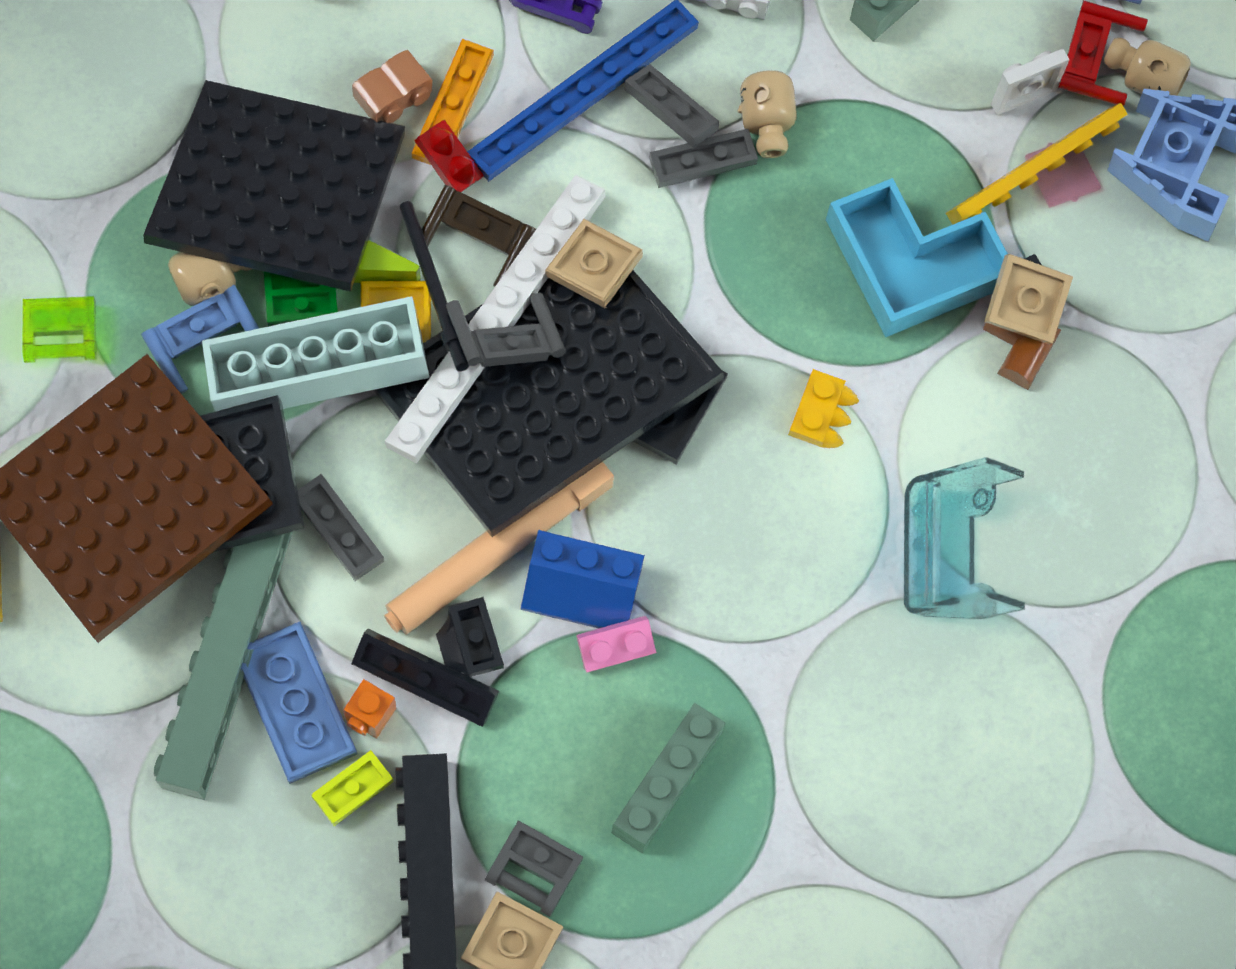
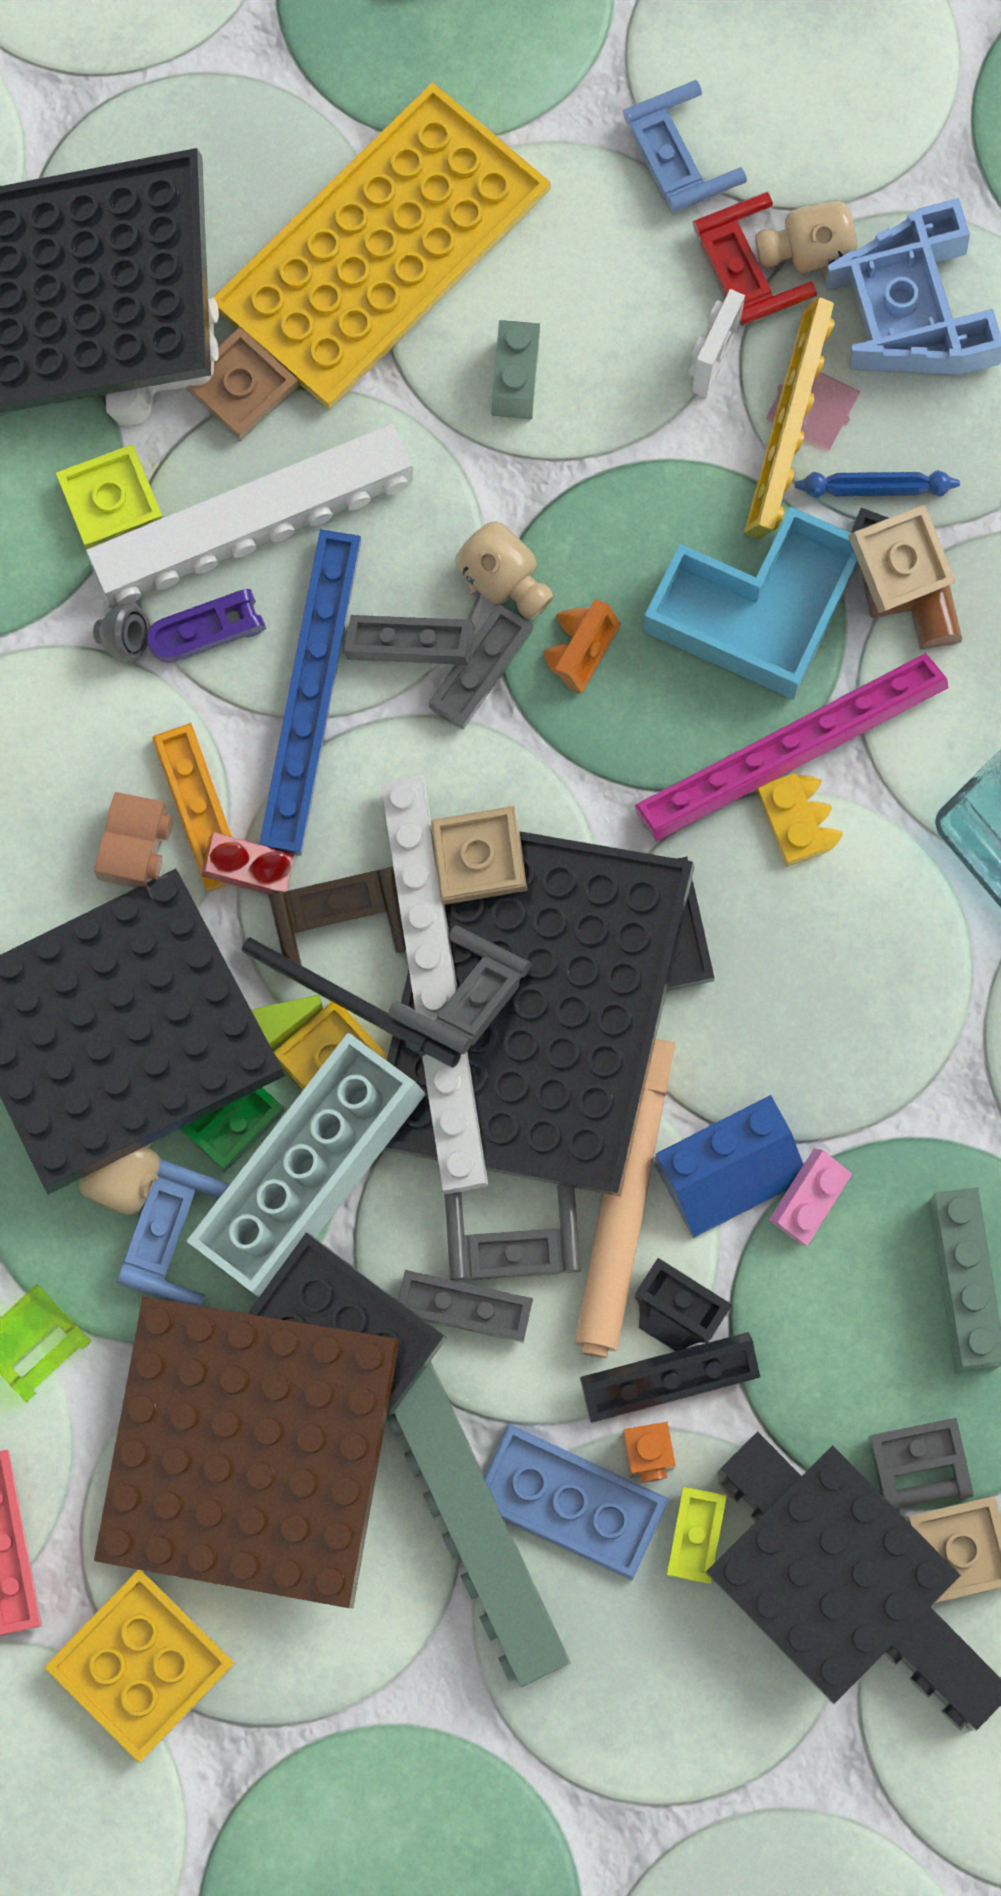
camera: 35 degrees left, 5 degrees up
(399, 521) = (516, 1251): none -> dark grey plate
(411, 880) = (833, 1574): none -> black plate
(786, 196) = (591, 635): none -> orange tile
(858, 363) = (791, 746): none -> dark pink tile
(1060, 250) = (877, 484): none -> blue wheel

